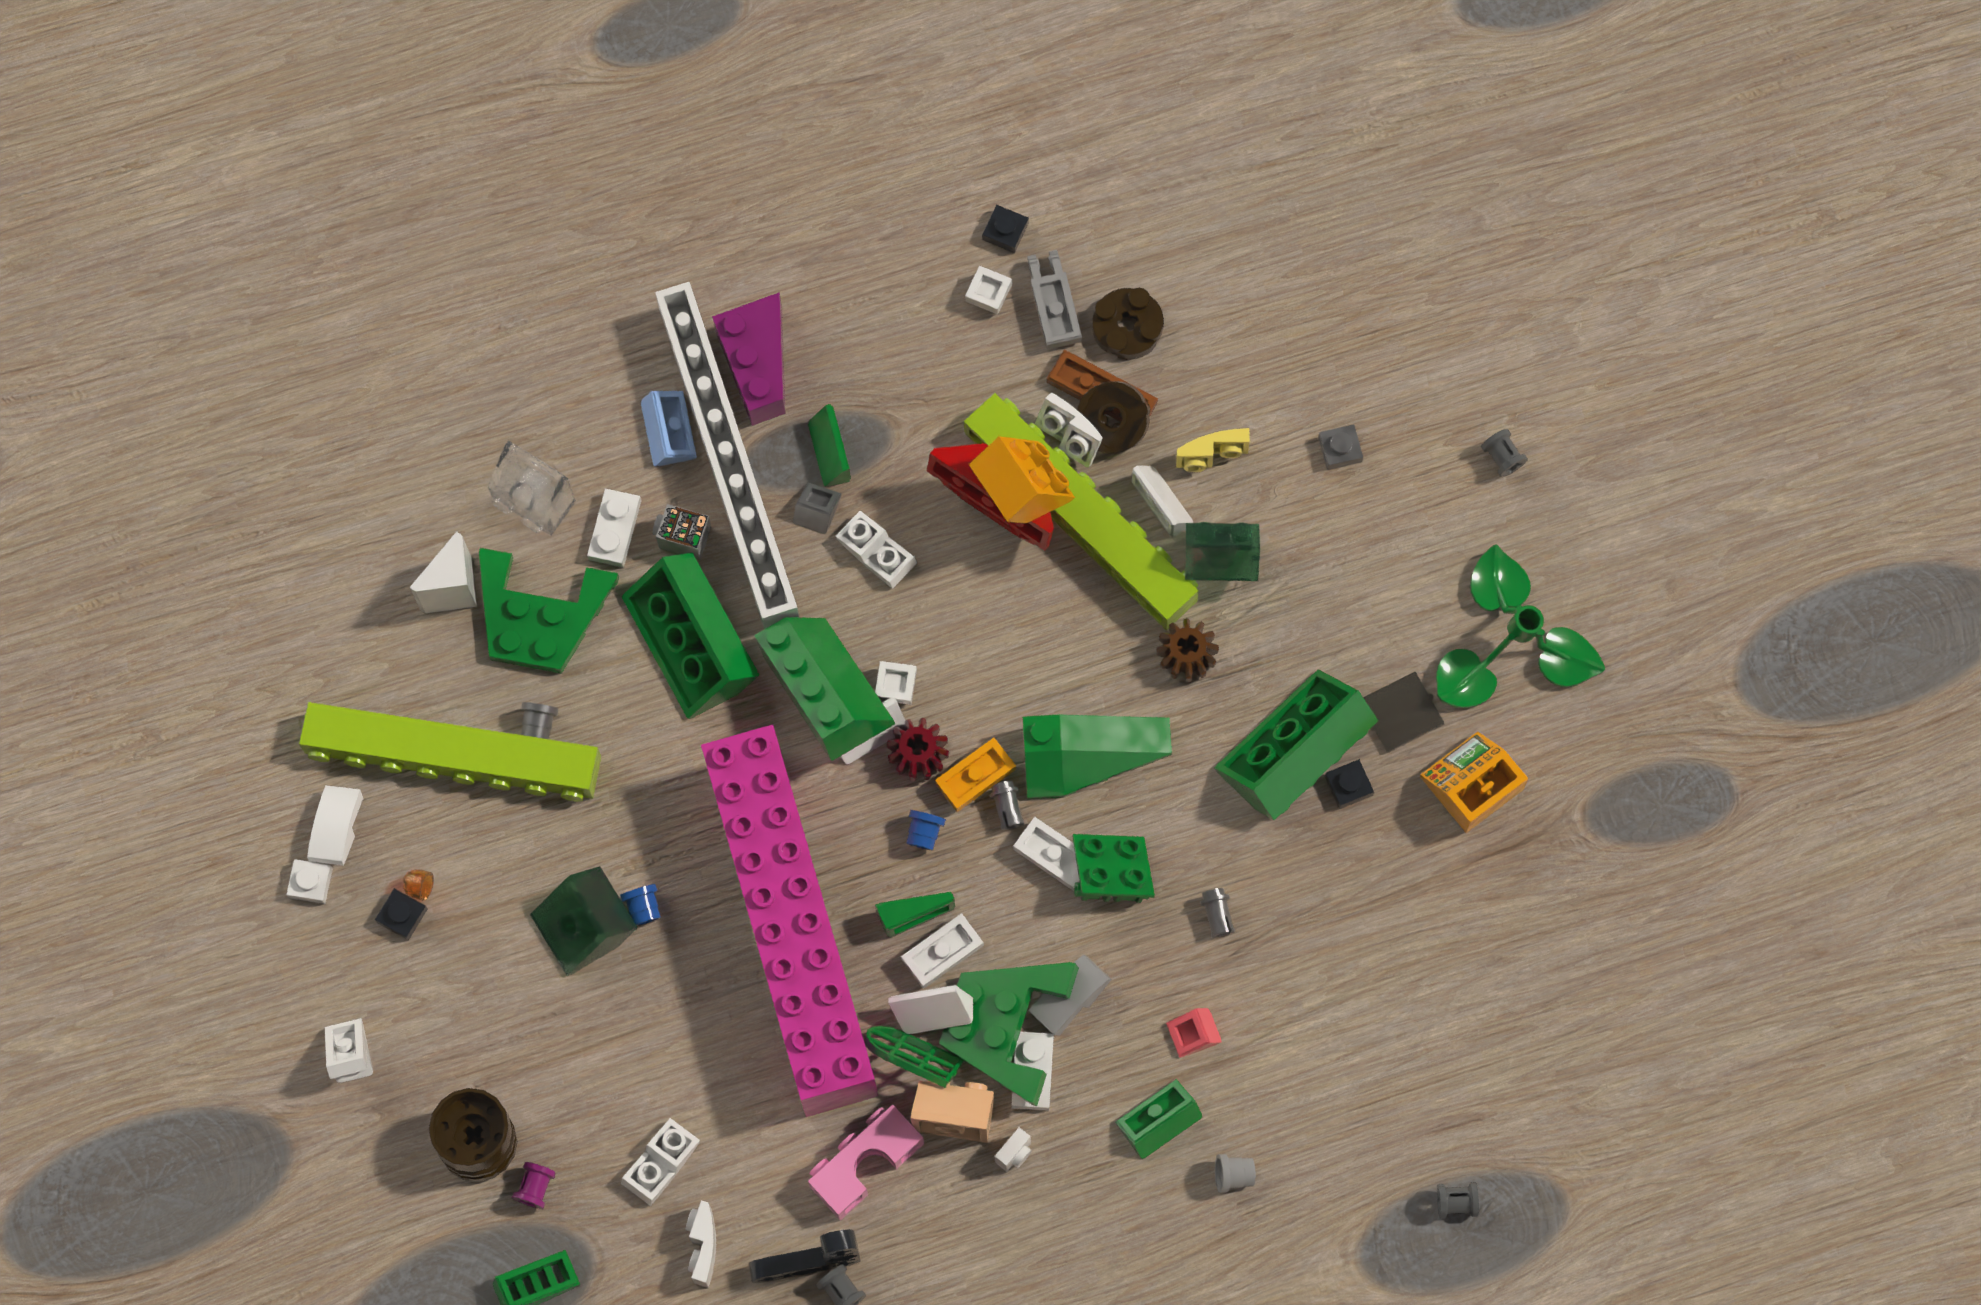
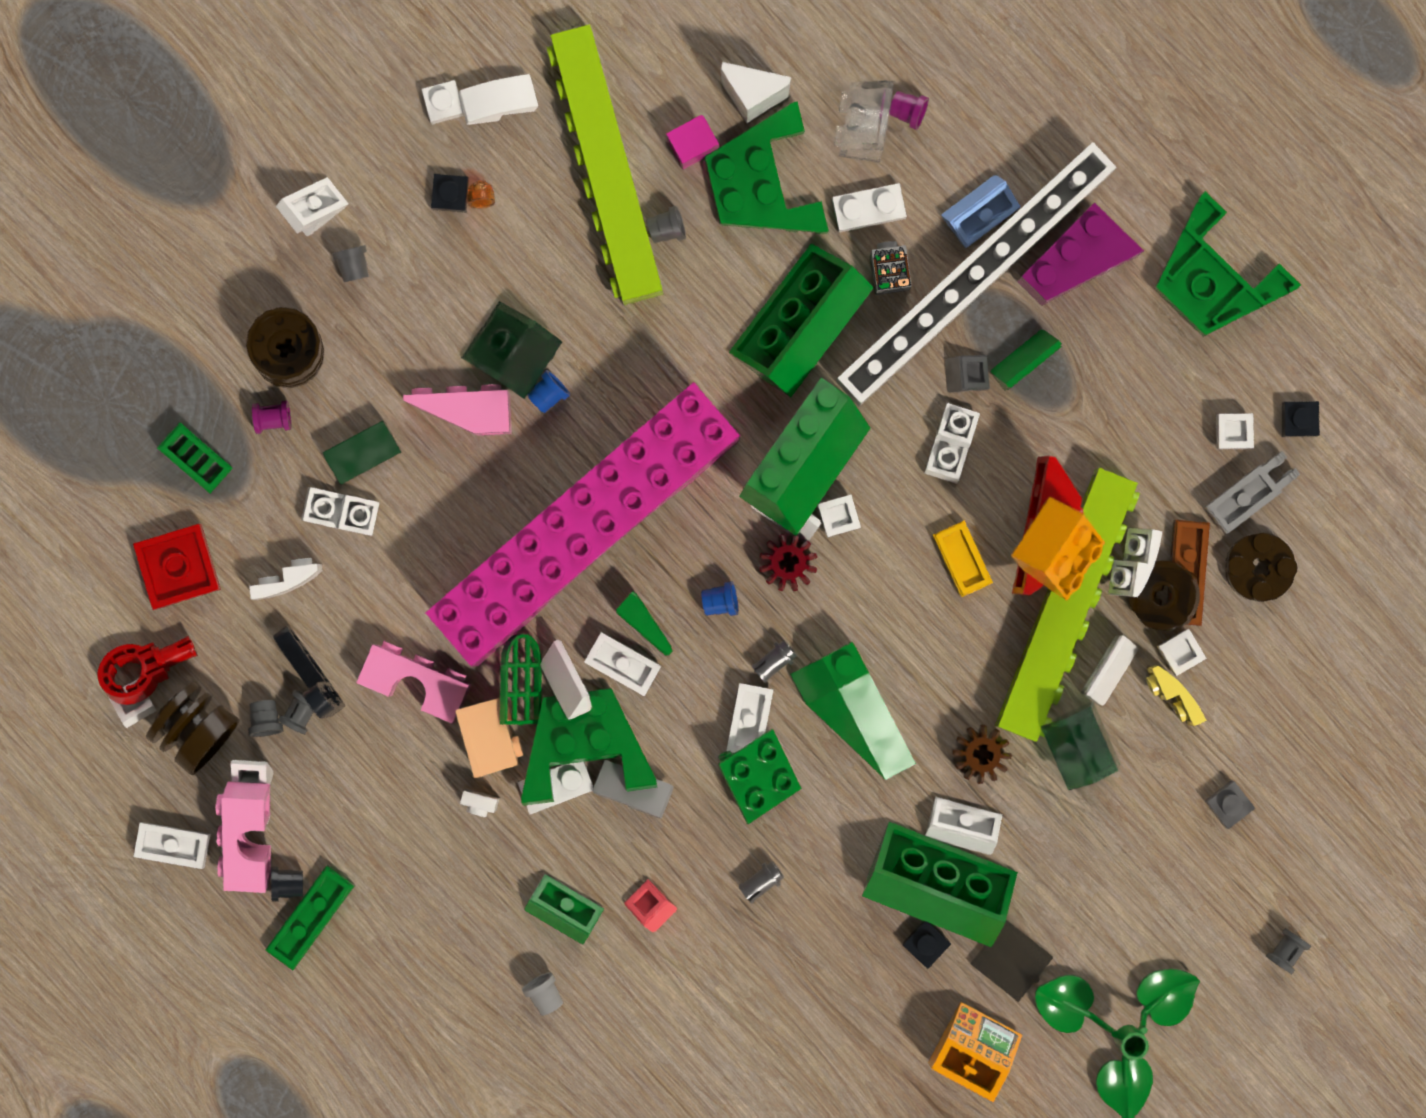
camera: 65 degrees right, 15 degrees up
(422, 1037) = (352, 263): none -> flat silver piece
(468, 660) = (692, 141): none -> dark pink panel
(541, 446) = (909, 108): none -> magenta piece
(612, 1113) = (362, 452): none -> dark green slope
(625, 986) = (476, 412): none -> bright pink slope
(838, 257) = (1205, 285): none -> green wing
(975, 774) = (789, 621): light orange plate -> none
(991, 588) = (962, 559): none -> yellow tile
(1174, 426) = (1181, 652): none -> white plate
(1251, 699) = (964, 826): none -> white slope

